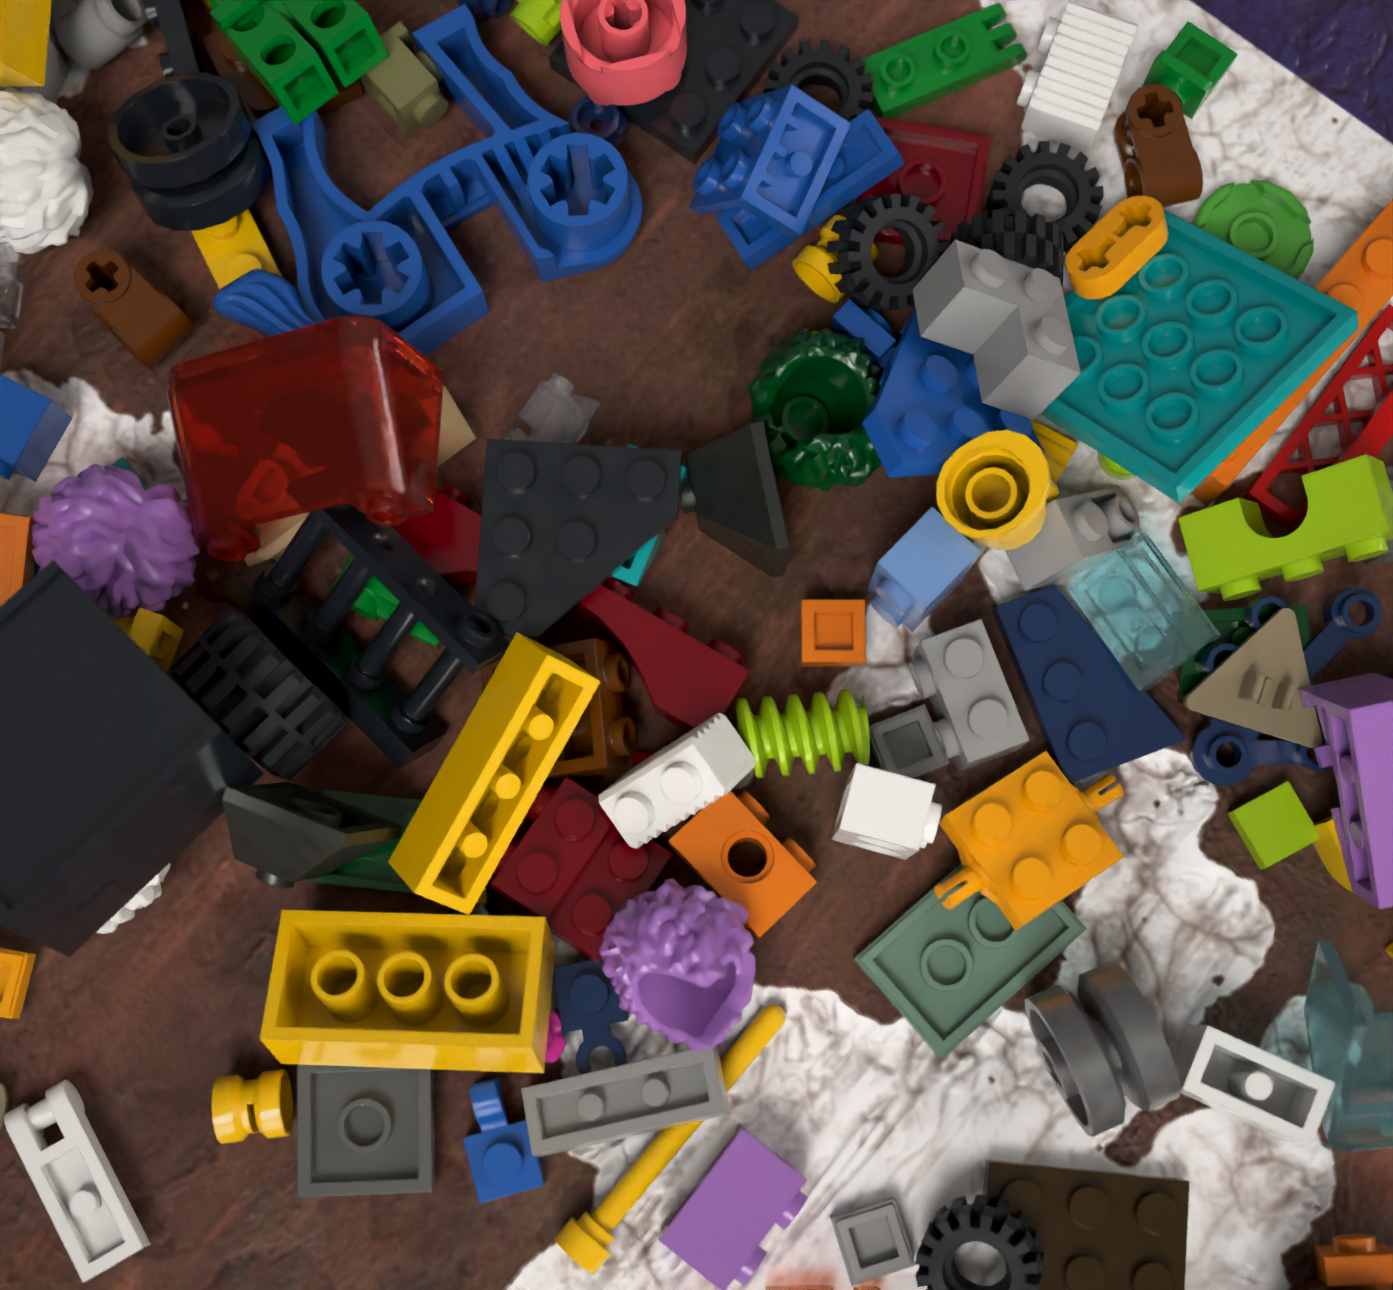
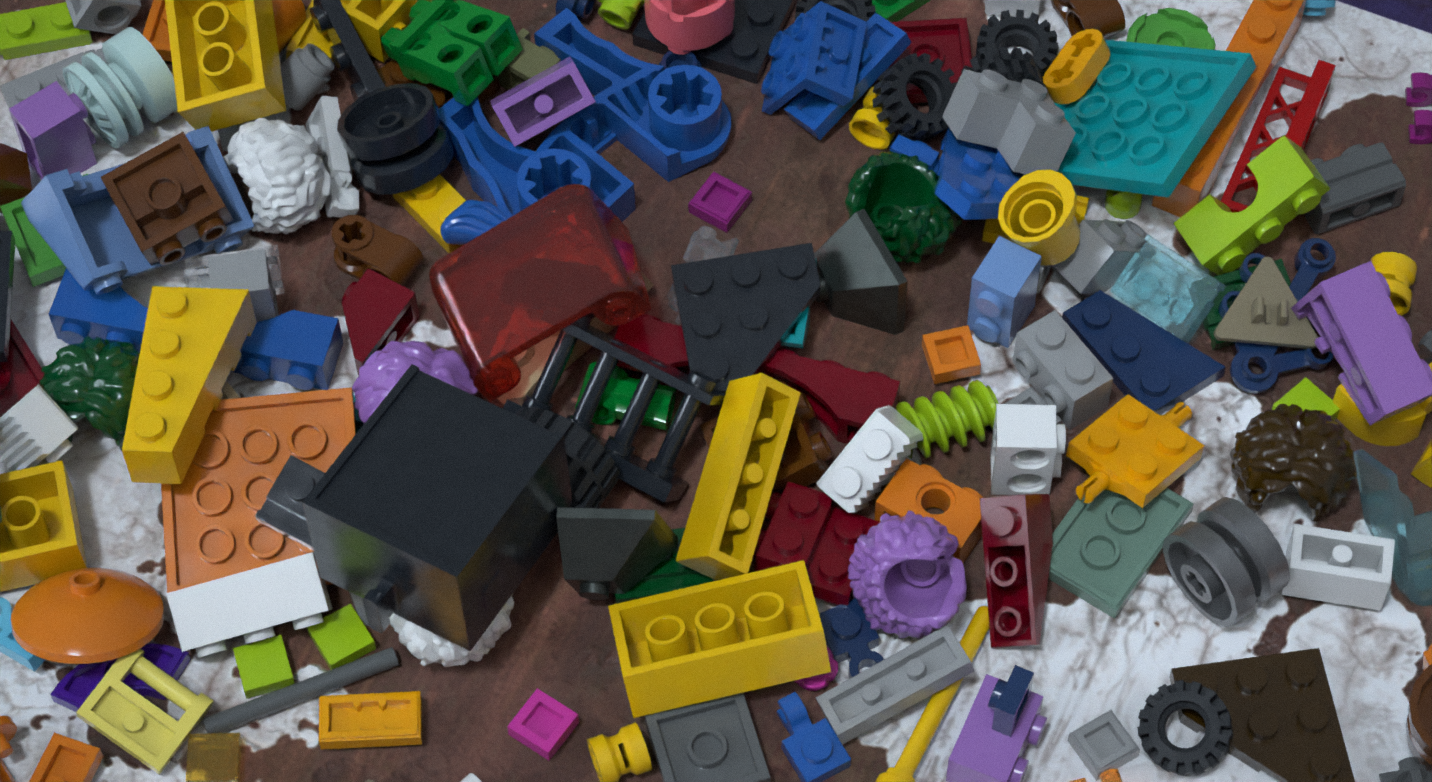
camera: 15 degrees left, 20 degrees down
(105, 407) = (377, 313): none -> dark red slope
(111, 209) = (323, 127): none -> white hinge
(171, 1036) = (543, 724): none -> dark pink plate
(389, 143) = (542, 101): none -> medium lavender brick
(598, 330) = (720, 202): none -> magenta tile
(755, 1194) = (1010, 699): none -> dark blue plate
(829, 966) = (1016, 566): none -> dark red slope
(1235, 909) = (1295, 450): none -> dark brown hair

